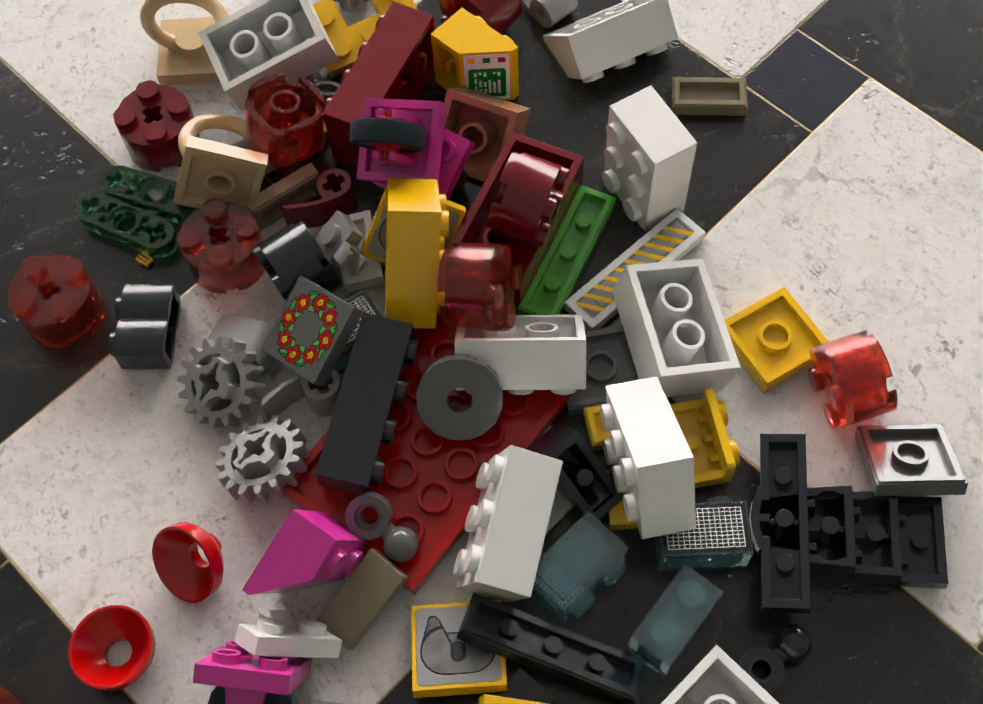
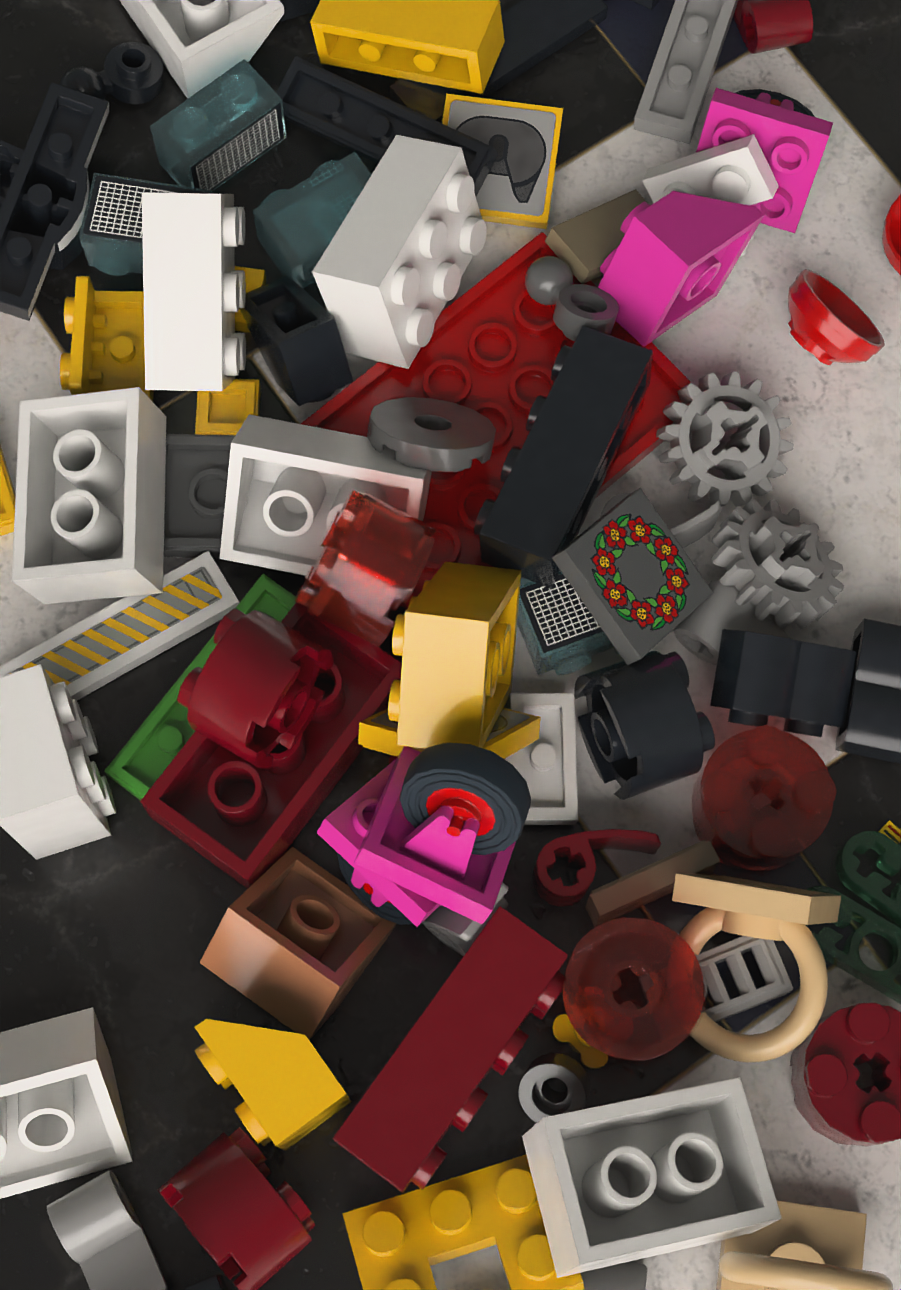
camera: 175 degrees left, 10 degrees up
(213, 309) = (782, 679): none -> black brick
(340, 241) = (571, 747): light grey plate -> none

